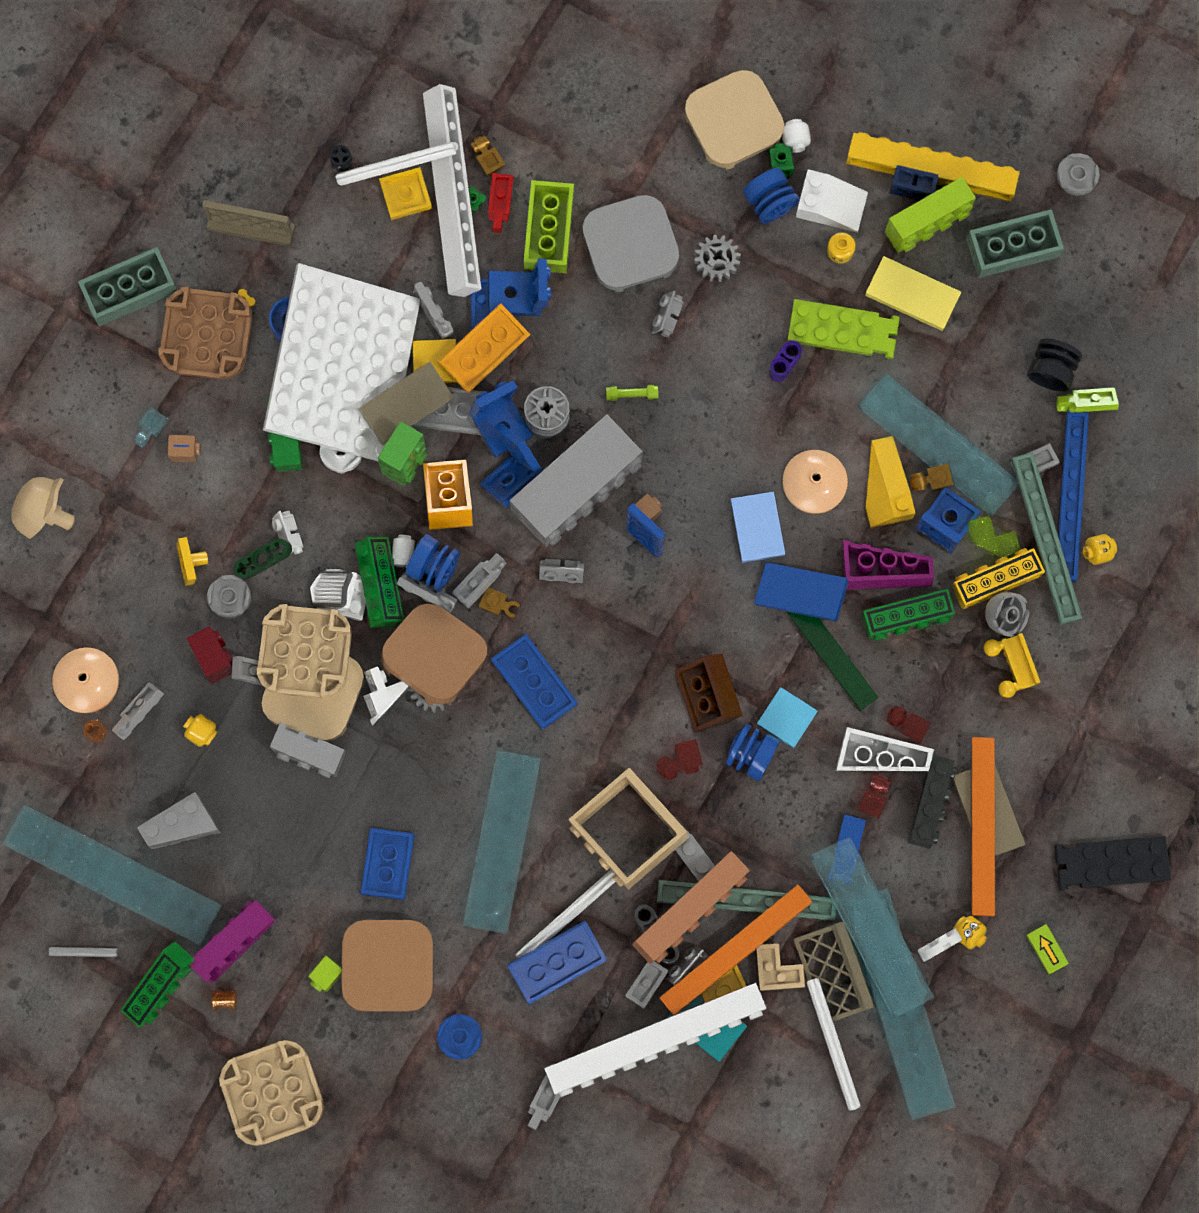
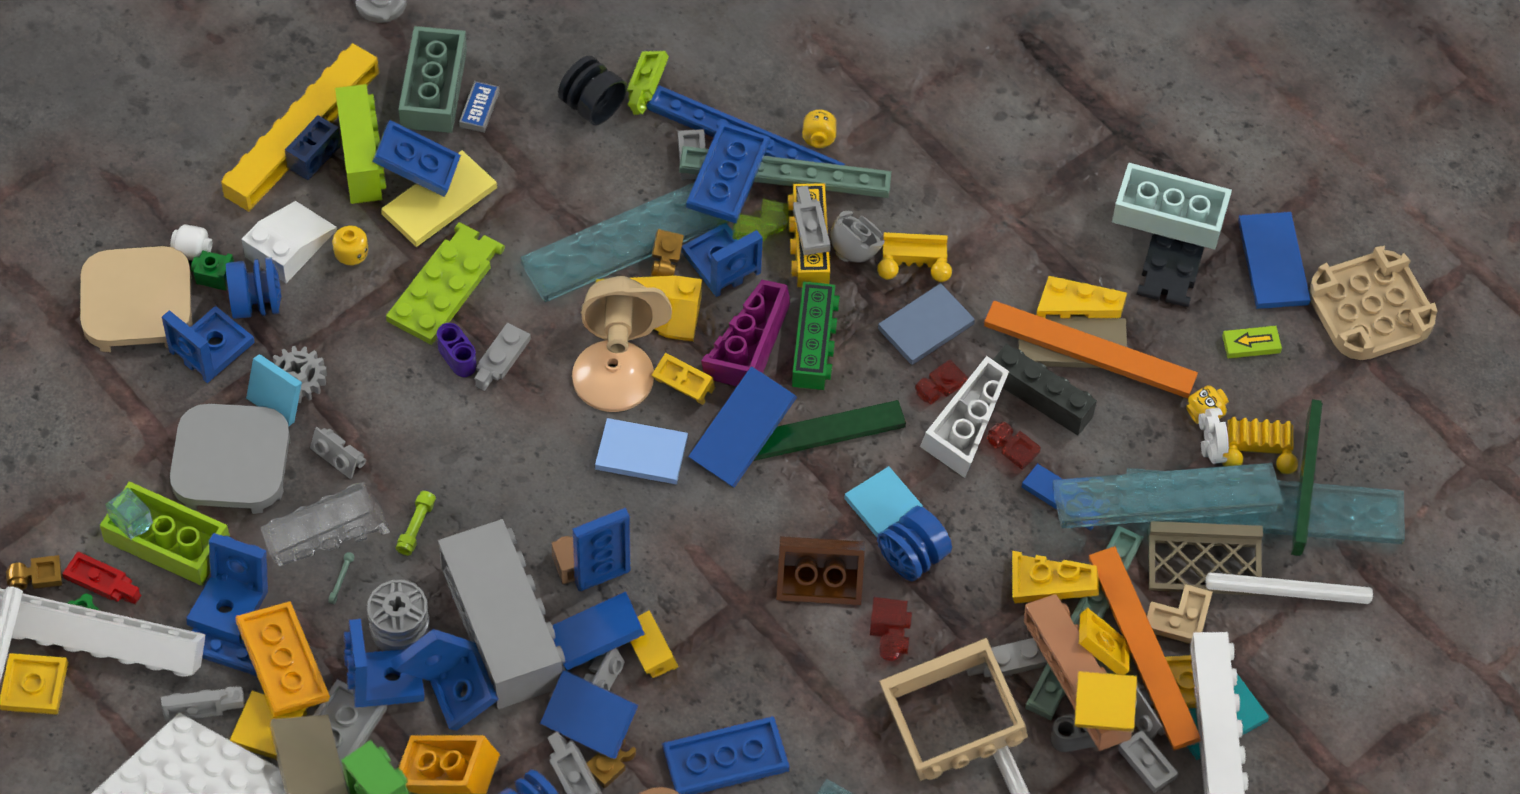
camera: 70 degrees left, 20 degrees down
(522, 574) = (589, 714): none -> blue tile
(543, 196) = (129, 514): none -> clear light blue brick
(586, 359) = (348, 558): none -> sand green hinge
(591, 553) = (597, 630): none -> blue tile
(598, 595) = (652, 648): none -> yellow hinge
(600, 331) = (325, 525): none -> clear wedge
(661, 935) = (1105, 701): none -> yellow slope
(692, 248) = (273, 388): none -> medium azure tile
(708, 177) = (193, 345): none -> blue bracket
(723, 919) = (1103, 642): none -> yellow tile
(766, 861) = (1041, 578): none -> yellow wing
(796, 394) = (501, 355): none -> light grey hinge
(827, 533) = (683, 378): none -> yellow hinge
(860, 464) = (623, 311): none -> tan piece
(929, 262) = (416, 158): none -> blue tile
(931, 1028) = (1306, 478): none -> dark green tile
(957, 694) = (926, 324): none -> sand blue tile
(961, 982) = (1261, 437): none -> yellow gear
(999, 574) = (810, 223): none -> light grey hinge
(1010, 288) = (479, 106): none -> tile
(1022, 495) = (728, 172): none -> blue tile
(1027, 803) = (1072, 297): none -> yellow wing
(1123, 1033) = (1372, 304): none -> tan tile
(1132, 943) = (1274, 260): none -> blue tile
(1136, 846) = (1171, 206): none -> light aqua brick

